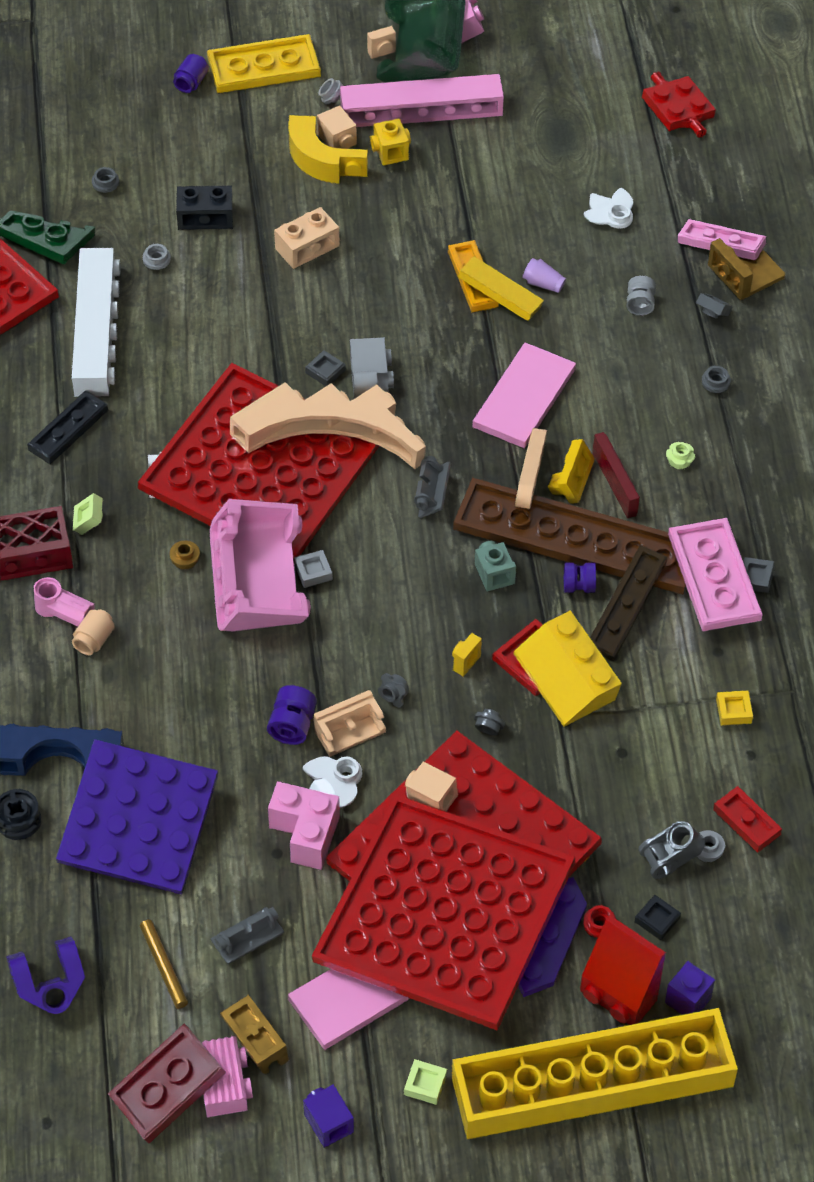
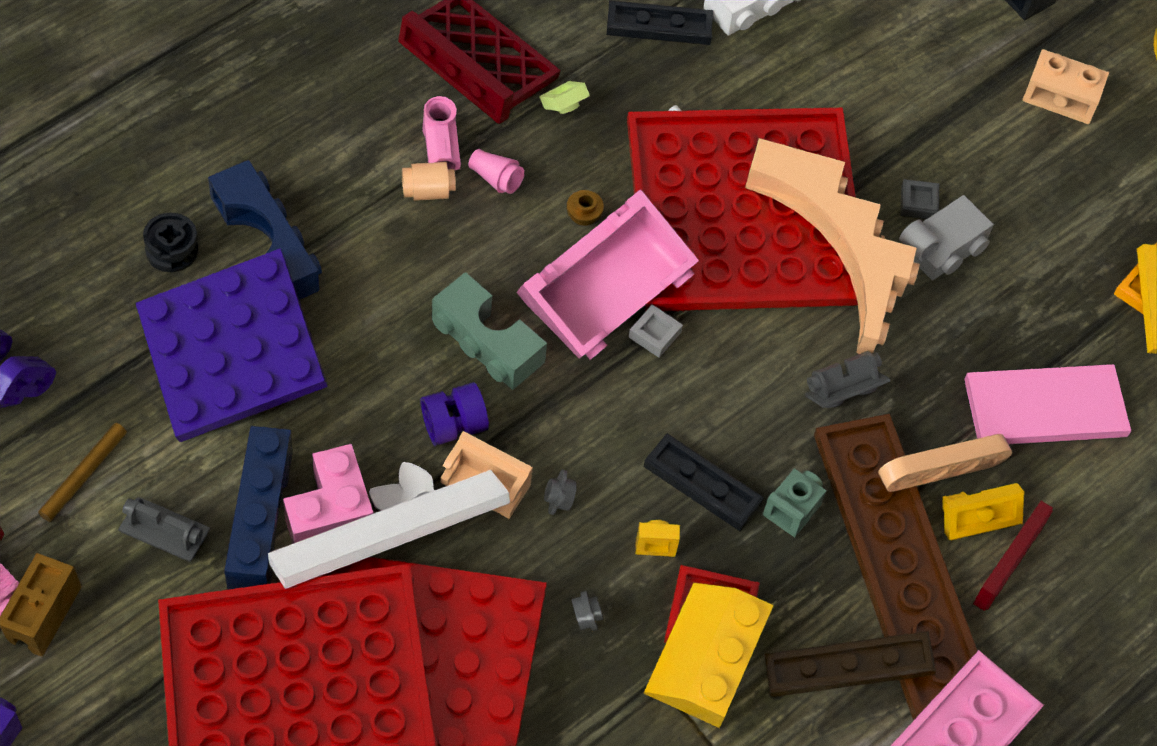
camera: 50 degrees right, 5 degrees up
(116, 587) = (499, 171): none -> bright pink cone
(219, 671) = (508, 353): none -> sand green arch
(306, 884) = (257, 507): none -> dark blue arch
(340, 1005) = (127, 665): bright pink tile -> none
(357, 794) = (388, 528): none -> white tile
(431, 787) = (439, 597): light nougat brick -> none
(441, 608) = (703, 482): none -> black tile
(586, 574) = (845, 596): dark purple wheel -> none
(678, 460) = (1096, 617): yellowish green plate -> none

